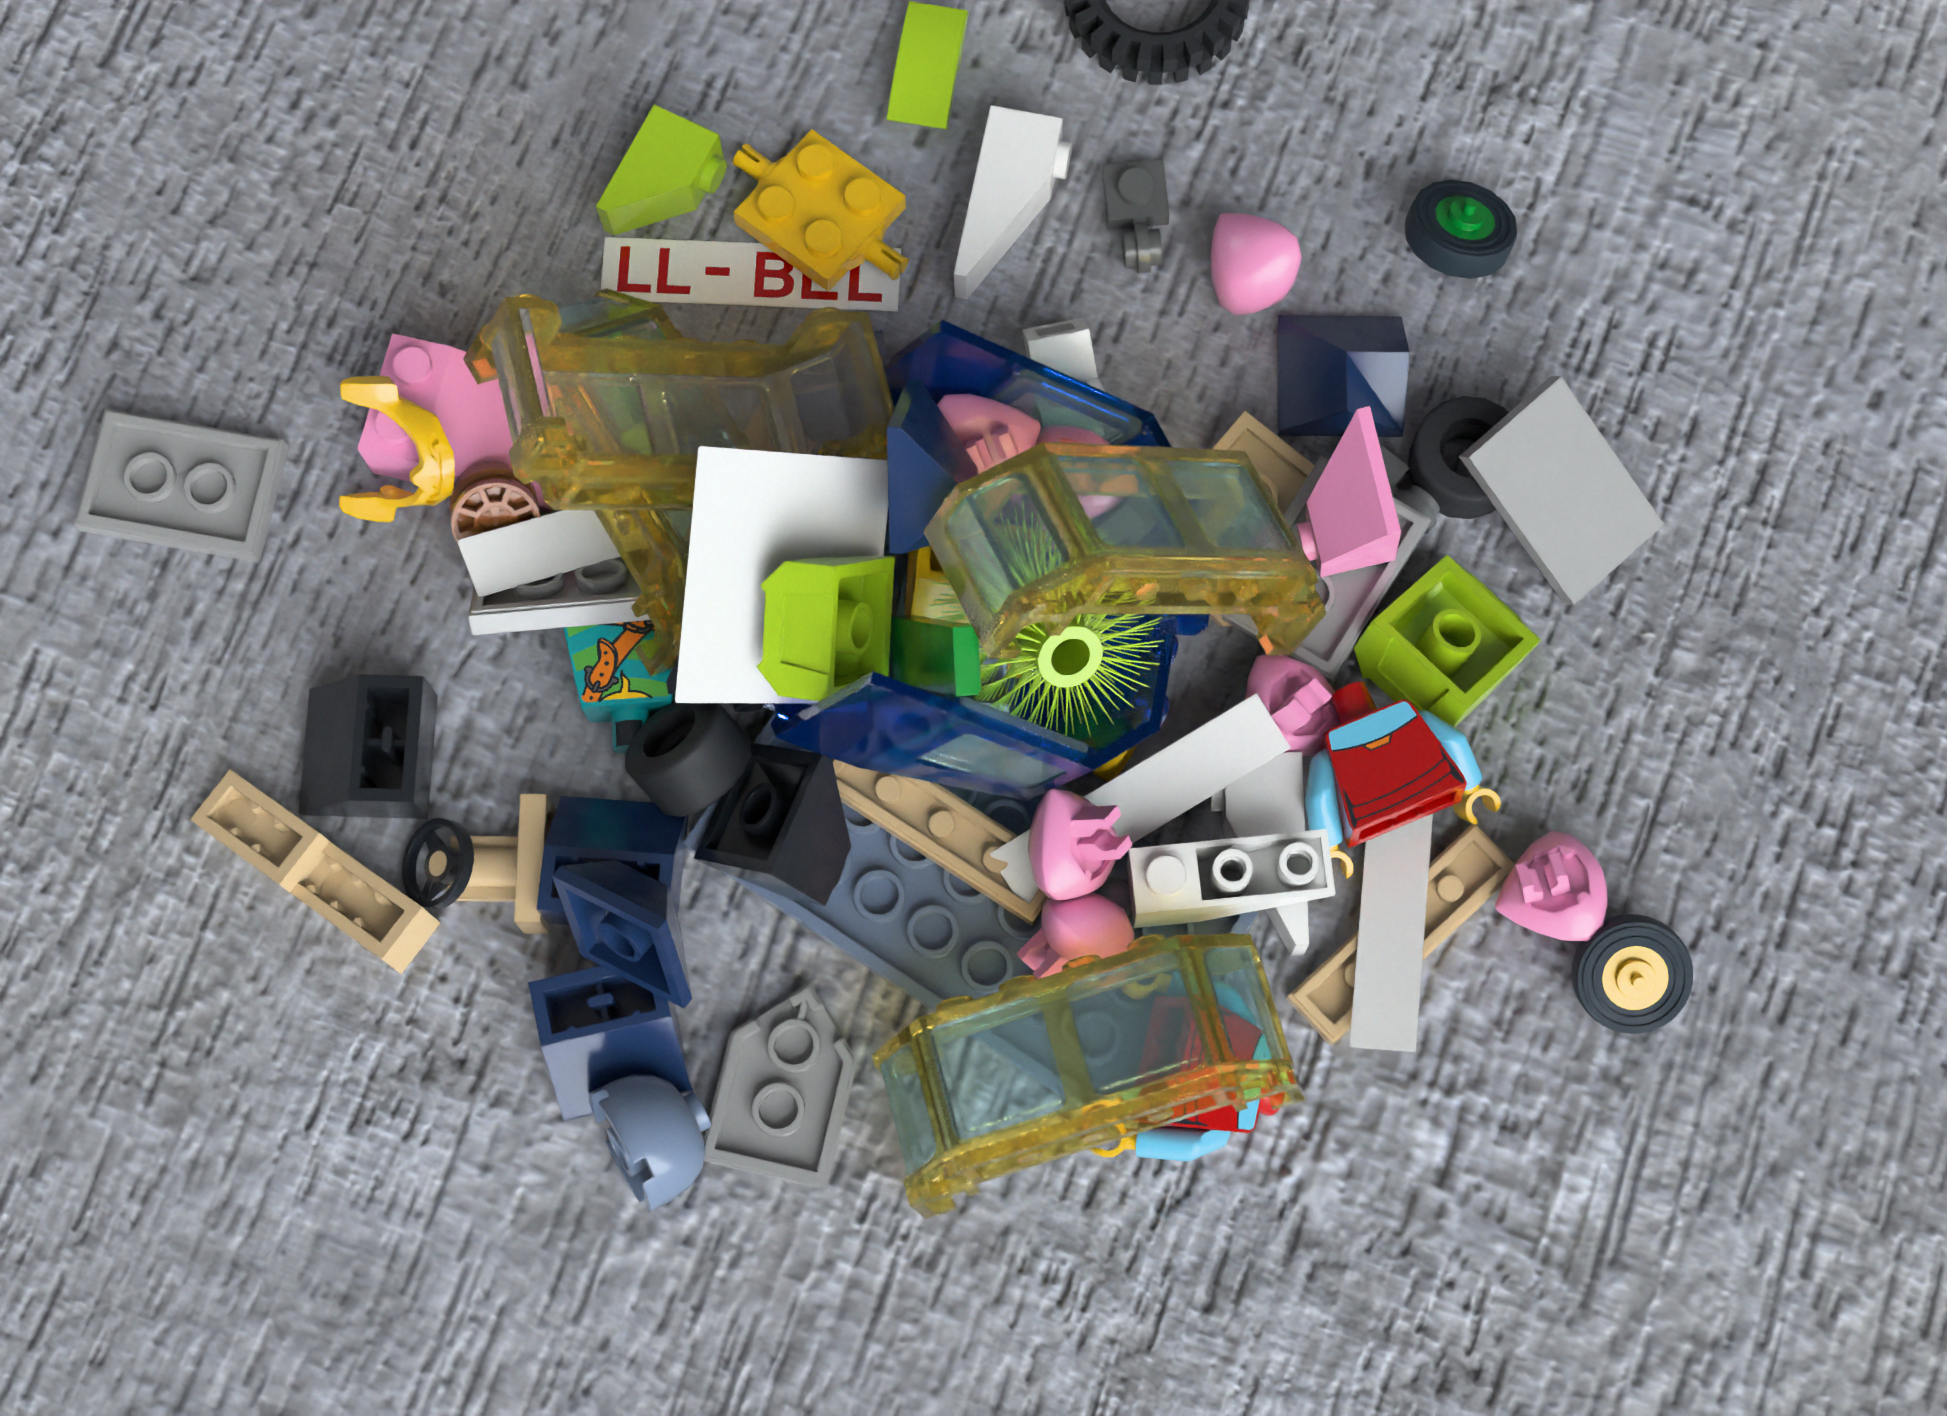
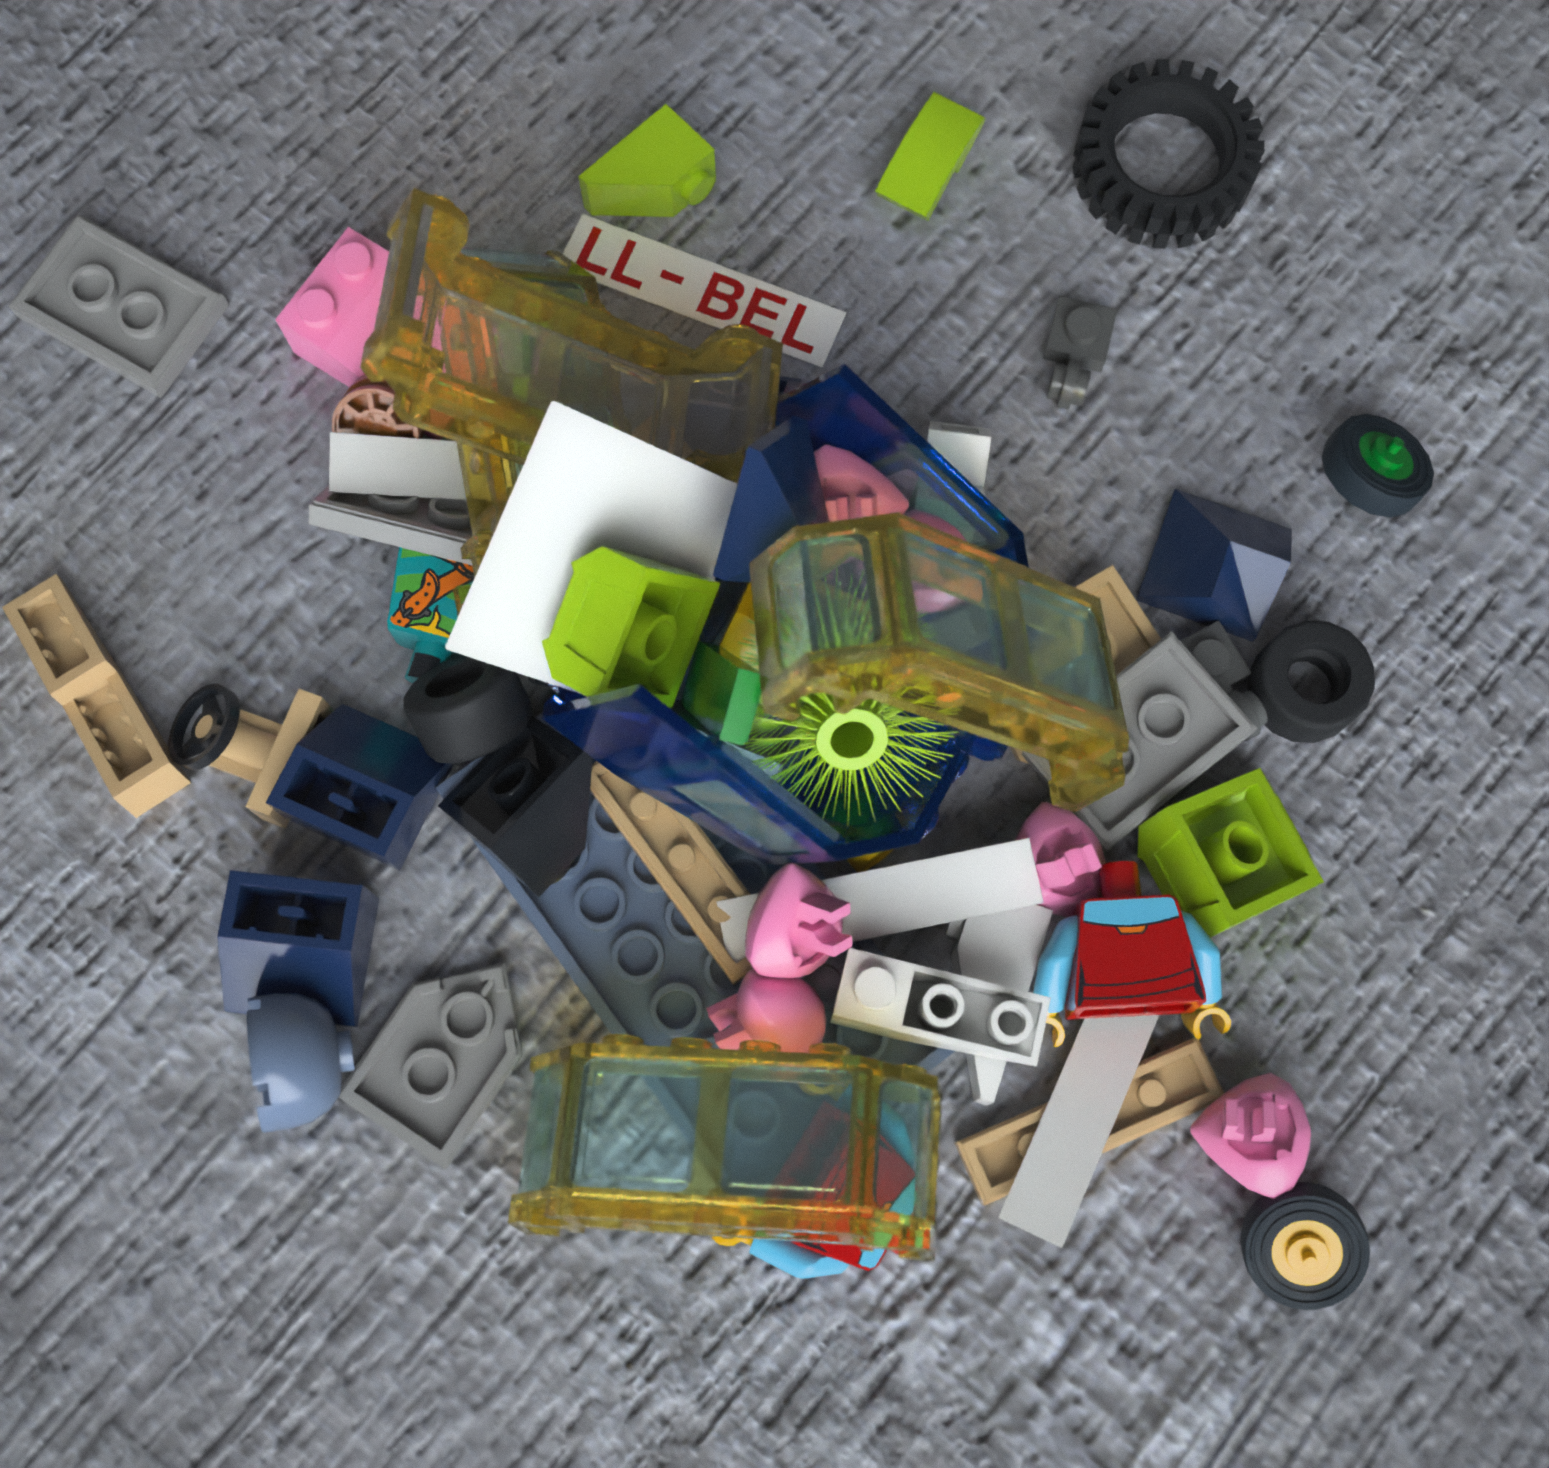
camera: 15 degrees right, 0 degrees up
(369, 748) = (186, 598): black slope -> none
(435, 467) = (337, 356): yellow helmet -> none
(626, 925) = (337, 848): dark blue slope -> none
(820, 210) = (784, 252): yellow plate -> none
(1010, 187) = (964, 289): white slope -> none
(1252, 262) = (1168, 429): bright pink piece -> none
(1352, 505) = (1187, 688): bright pink slope -> none
(1562, 490) = (1394, 744): tile -> none

